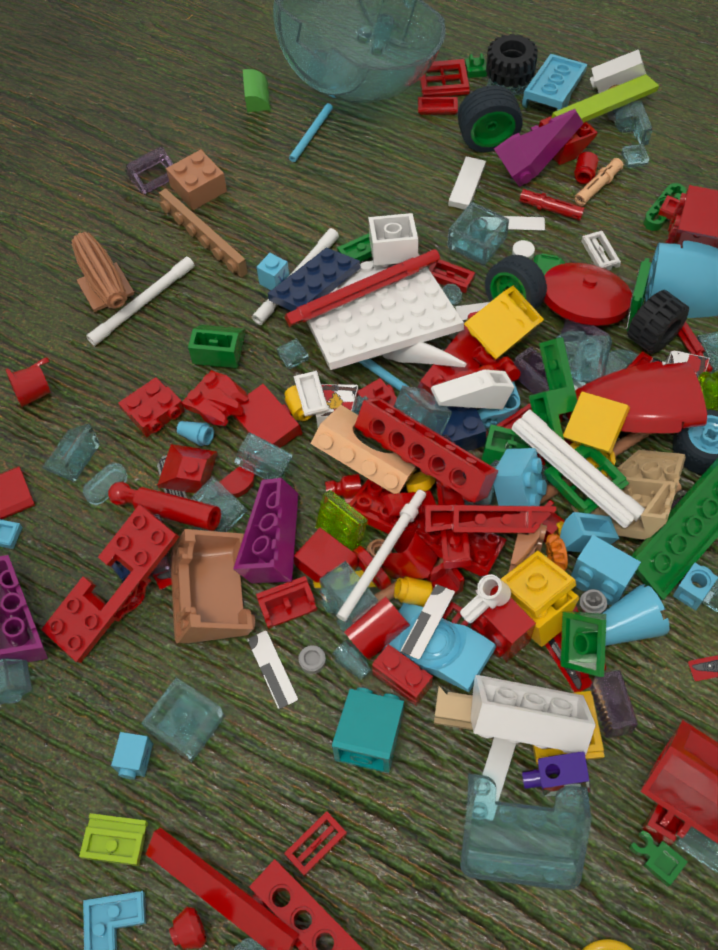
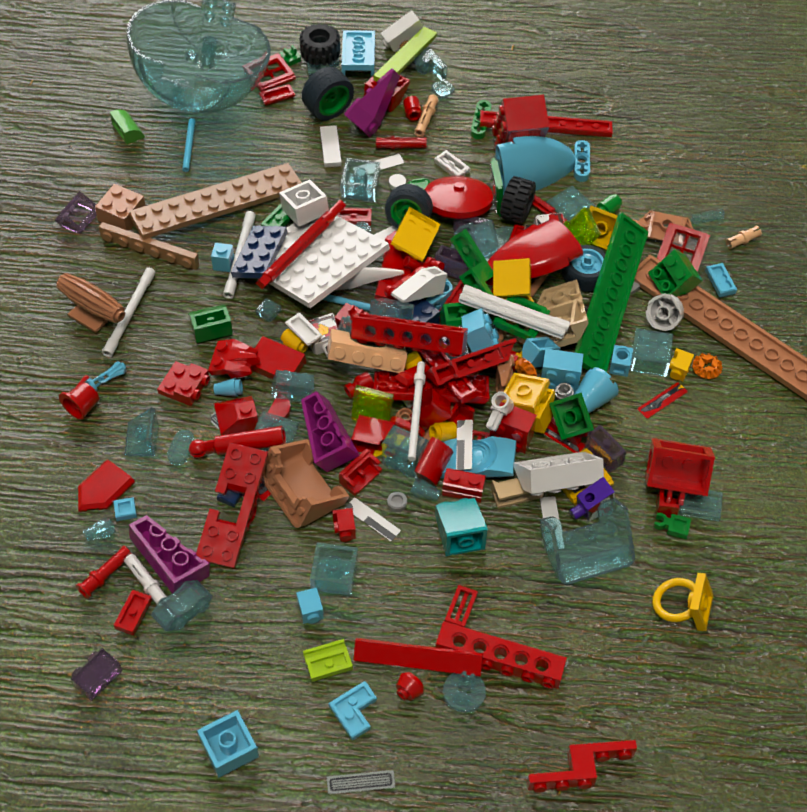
camera: 30 degrees left, 5 degrees down
(88, 363) = (115, 370): none -> medium azure piece
(231, 664) = (344, 524): none -> red brick
(298, 204) = (213, 201): none -> plate

